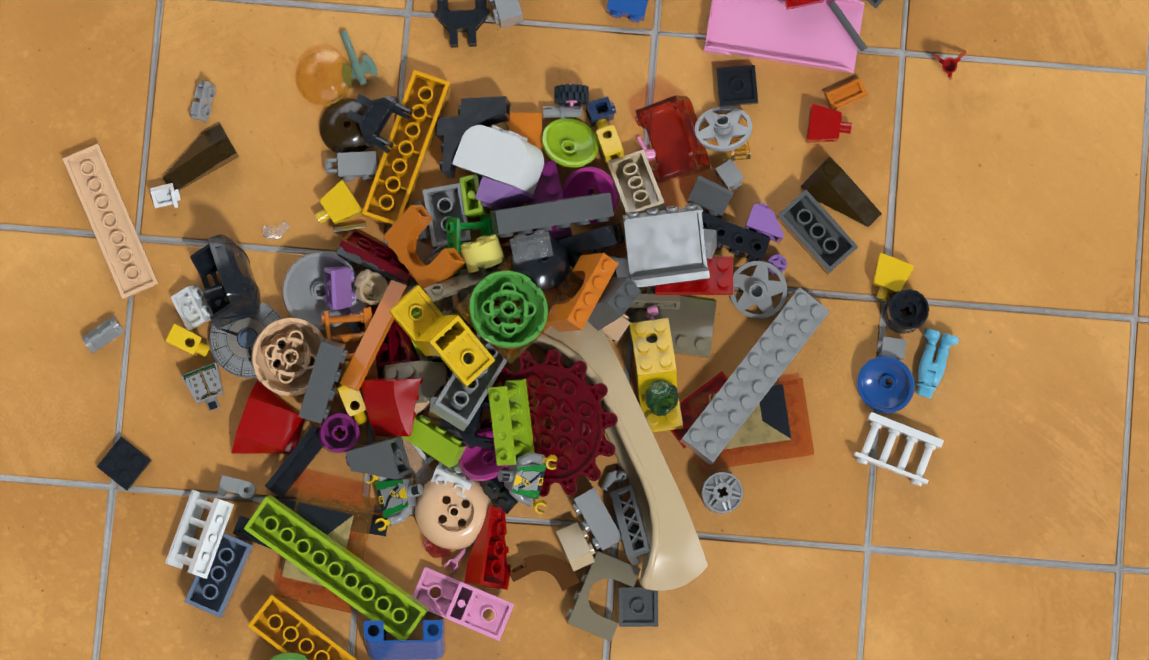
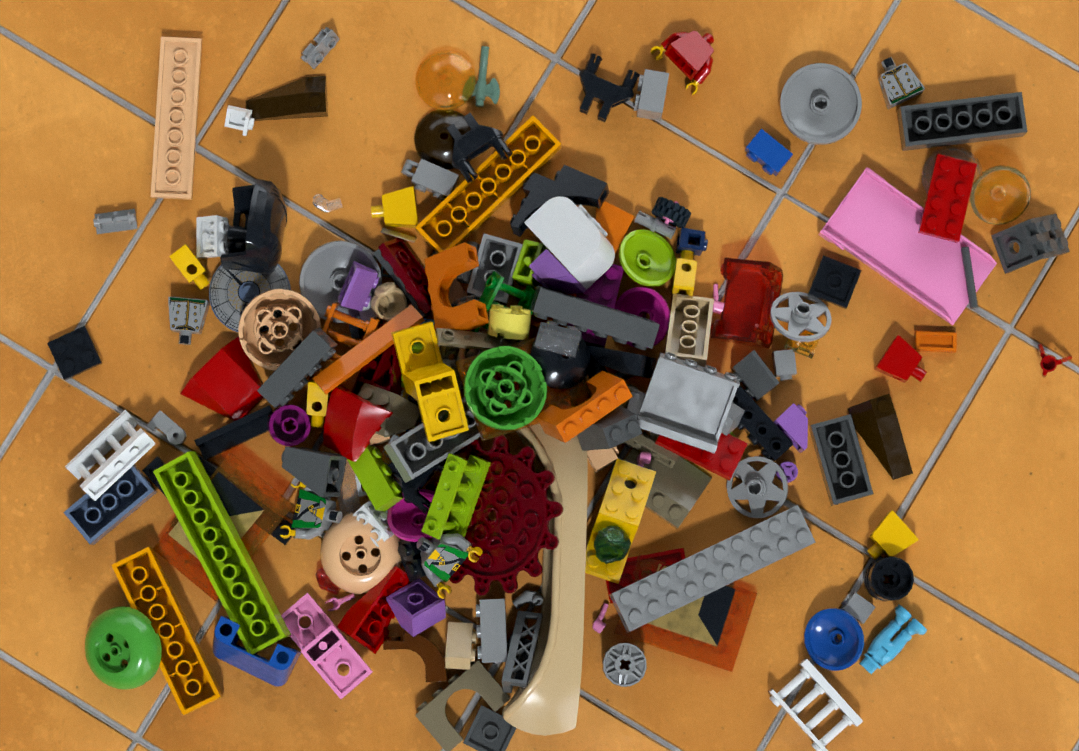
camera: 30 degrees right, 0 degrees up
(523, 532) = (417, 607): none -> medium lavender slope
(682, 471) = (598, 625): none -> bright pink hand

